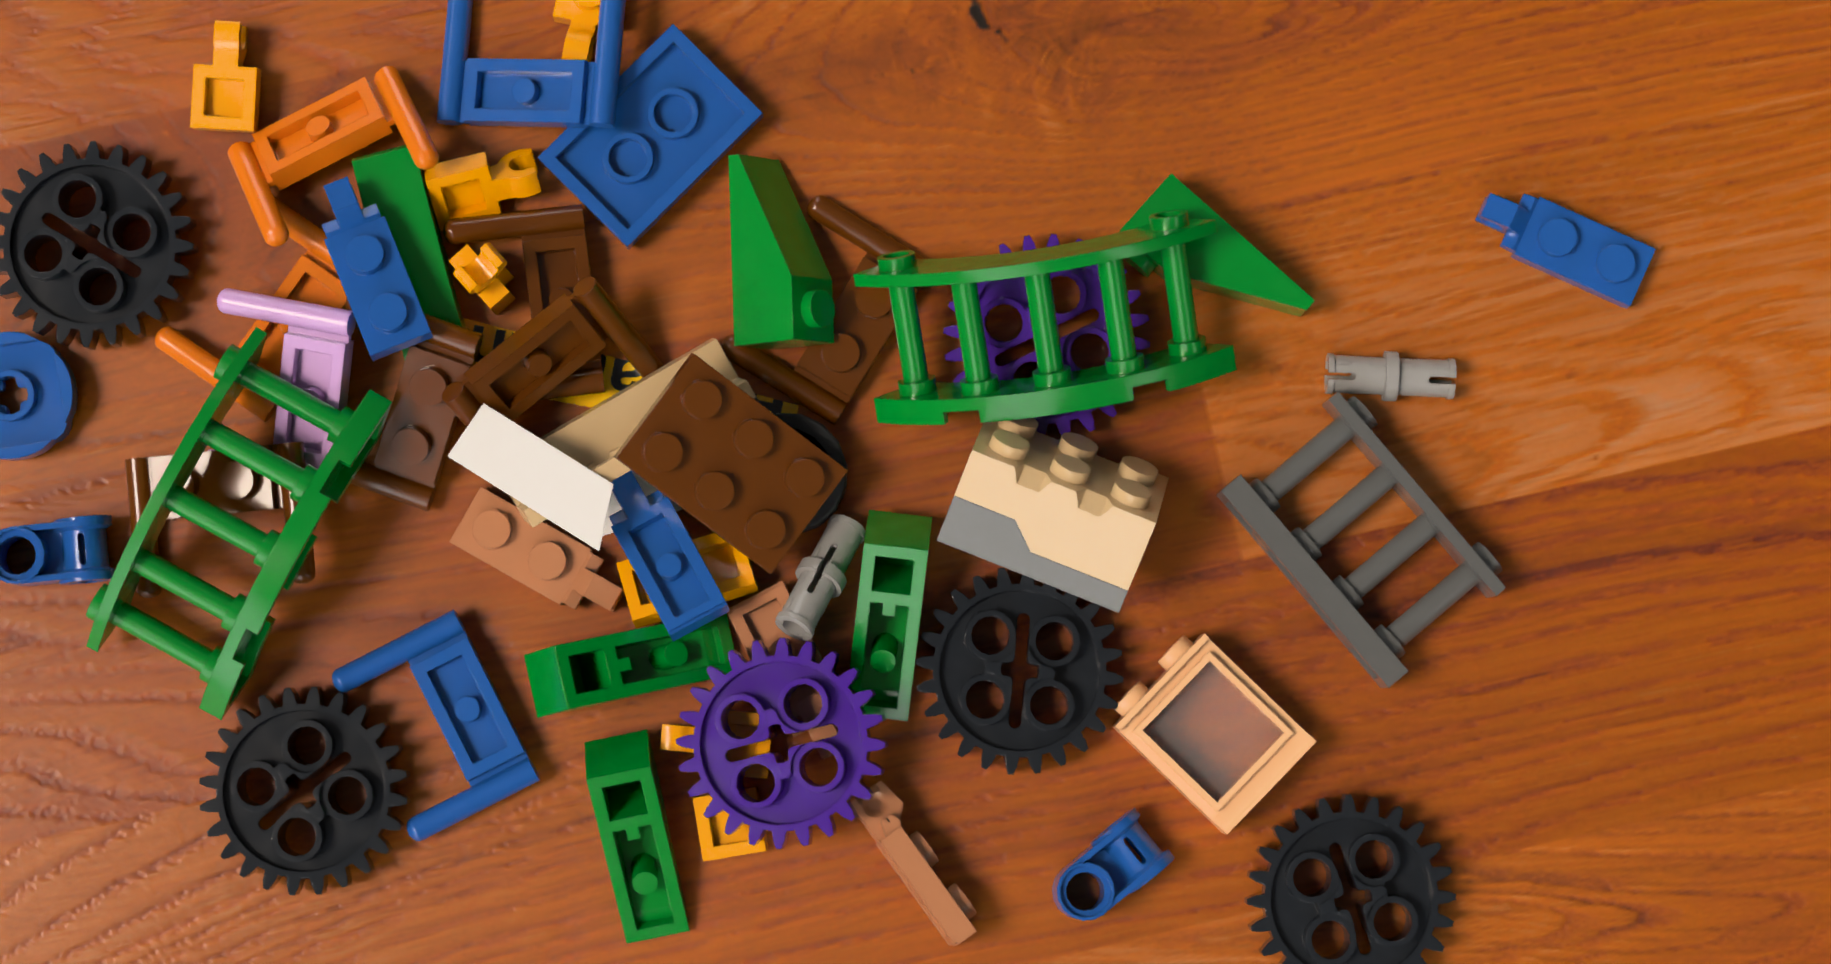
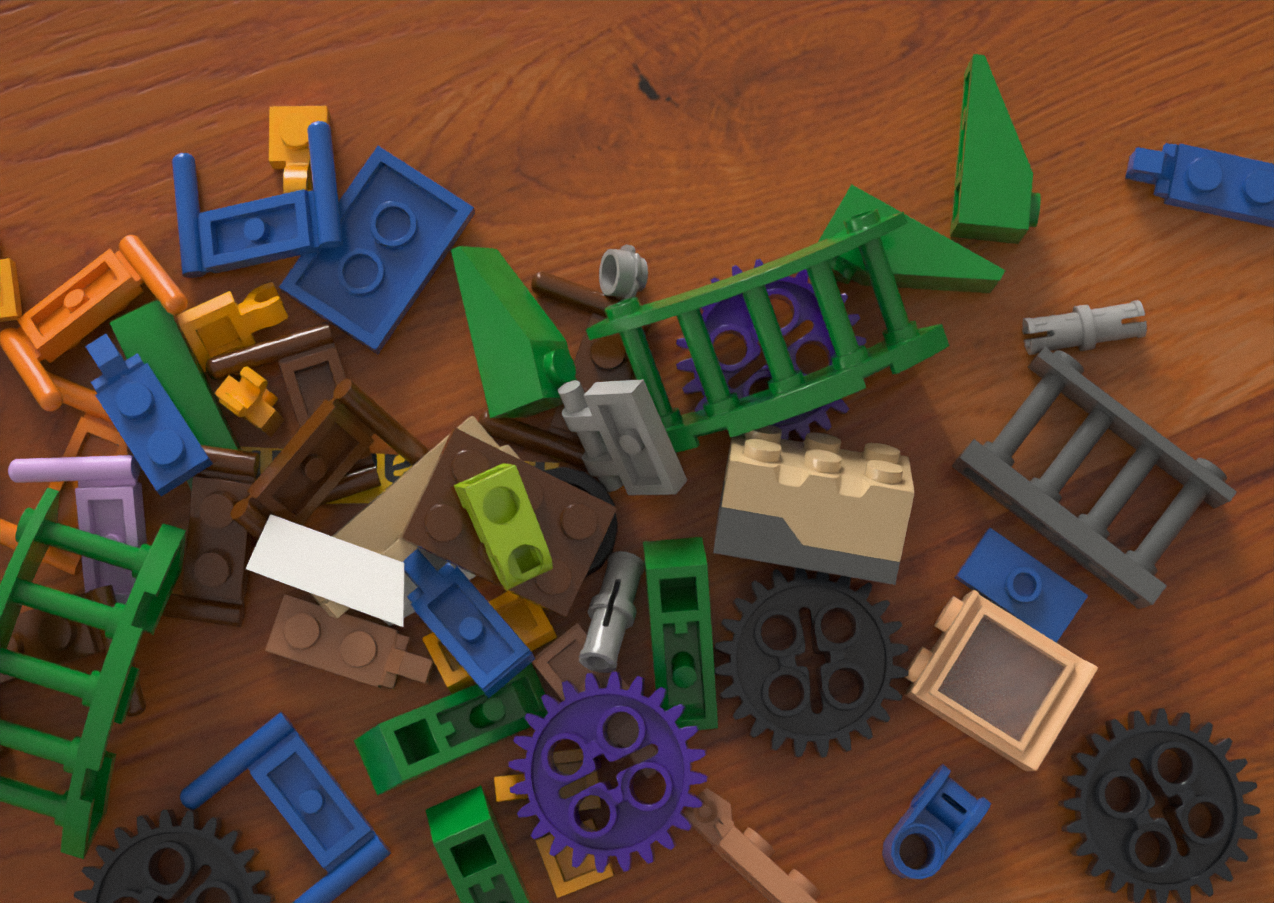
camera: 10 degrees left, 5 degrees down
(726, 467) = (506, 524): none -> lime leg
(868, 398) = (622, 437): none -> light grey plate
(908, 216) = (622, 272): none -> light grey plate
(1259, 638) = (1021, 585): none -> blue plate
(1328, 187) = (992, 171): none -> green slope

